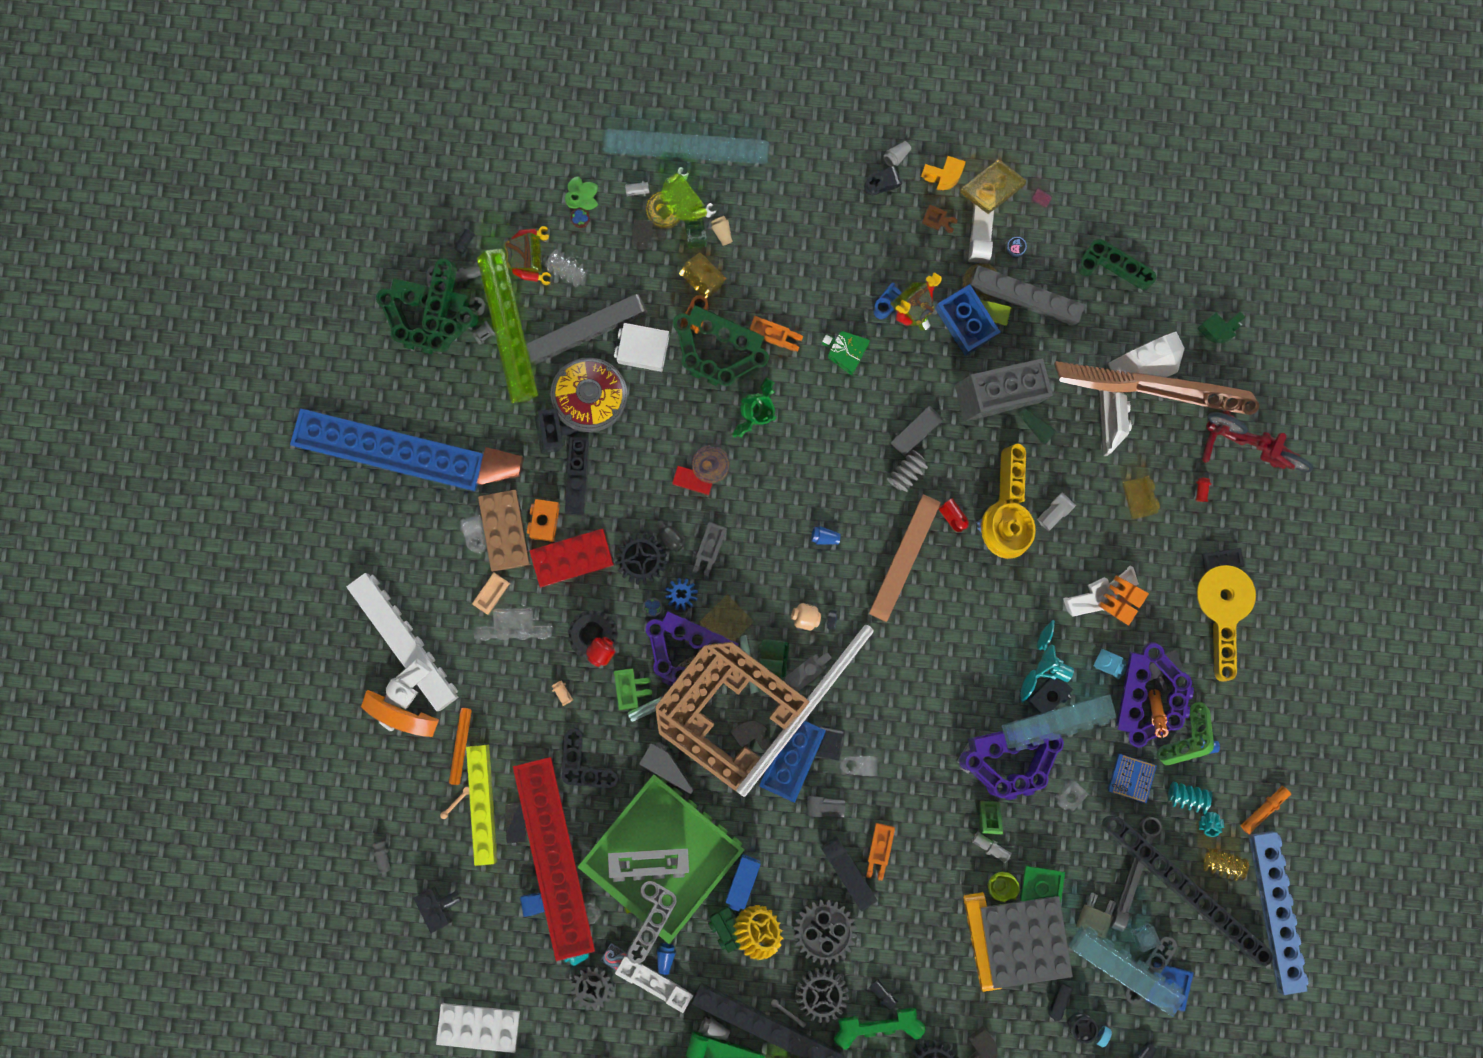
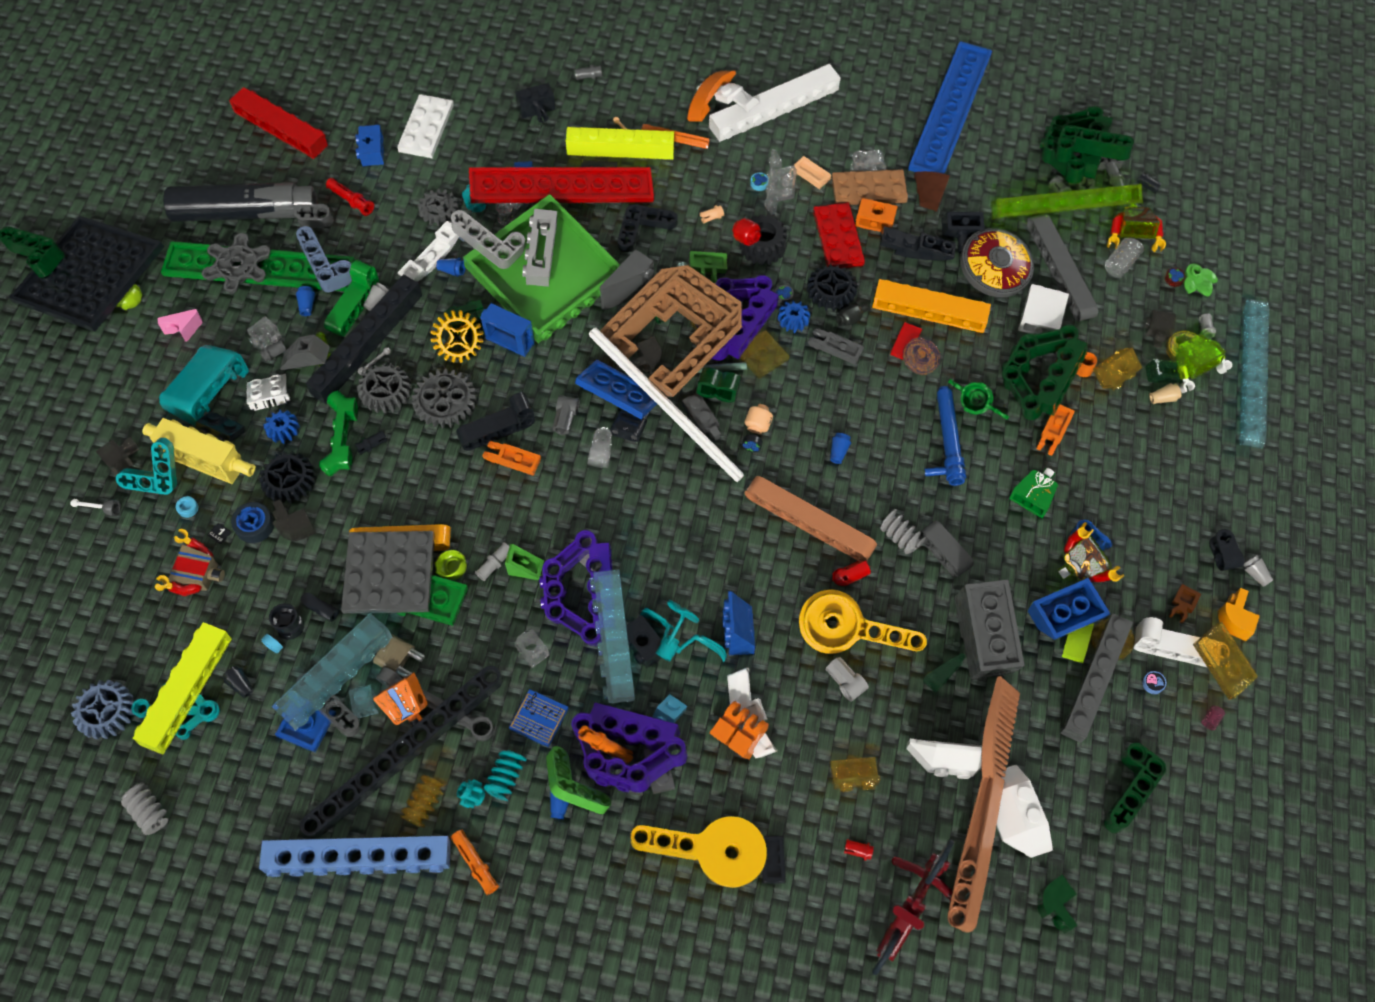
camera: 95 degrees right, 20 degrees down
(511, 647) = (759, 181): none -> tile
(650, 458) = (931, 306): none -> light orange brick
(826, 428) = (954, 462): none -> blue cylinder
(1028, 610) = (738, 626): none -> blue slope
(1143, 901) = (403, 701): none -> orange torso

